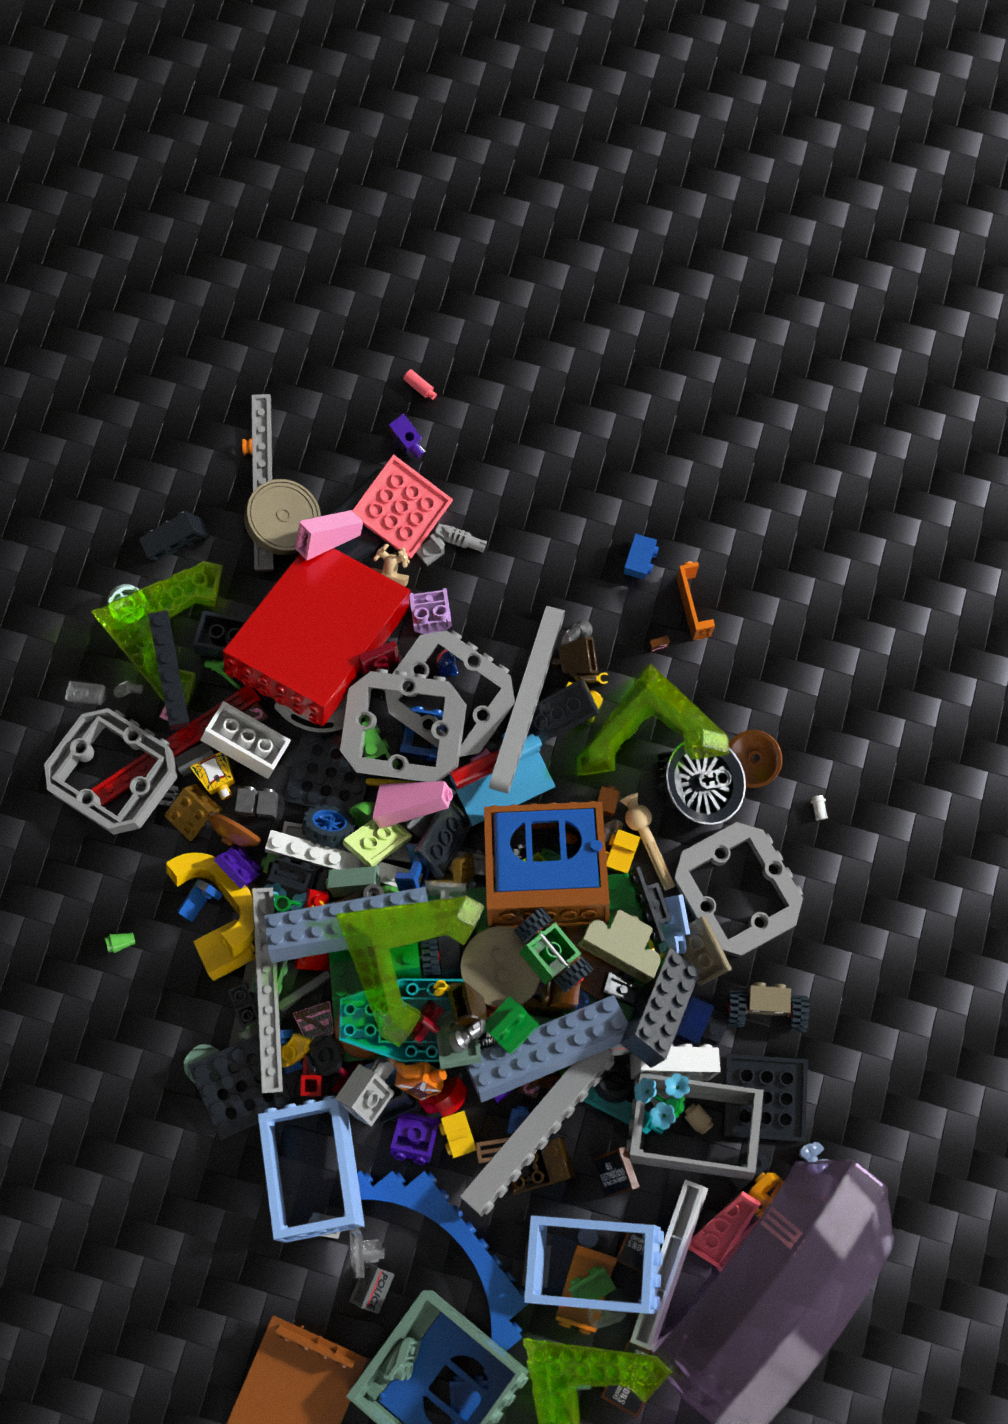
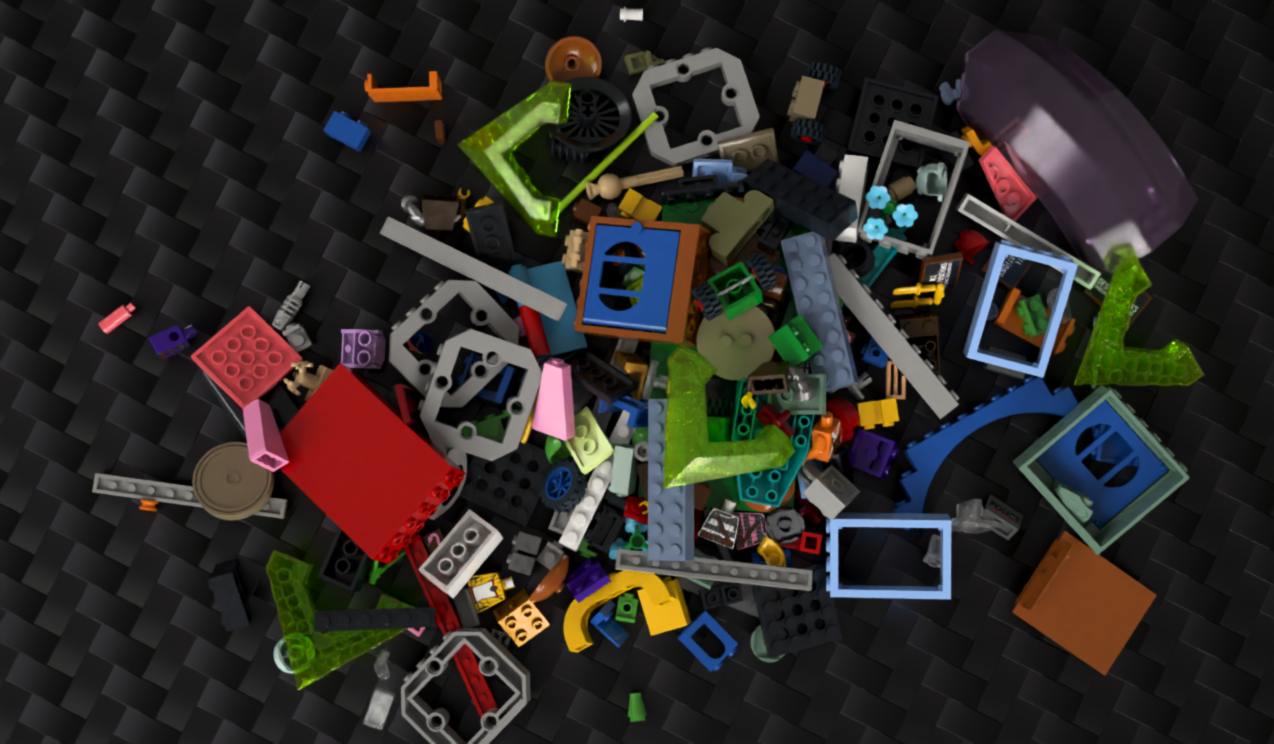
camera: 80 degrees left, 10 degrees up
(198, 1021) = (710, 663): none -> blue panel
(209, 913) = (626, 616): none -> bright green brick
(260, 828) = (551, 554): none -> light grey bracket
(314, 990) = (721, 525): none -> torso
(339, 961) = (701, 494): none -> reddish brown brick
(483, 1109) = (854, 390): none -> light grey bracket
(560, 794) = (576, 250): none -> tan brick
(595, 1178) = (939, 294): none -> yellow piece
(654, 1203) = (970, 243): none -> red helmet
(663, 810) = (607, 161): none -> lime piece
(714, 1148) = (932, 180): none -> light aqua helmet
(773, 826) = (641, 61): none -> olive slope

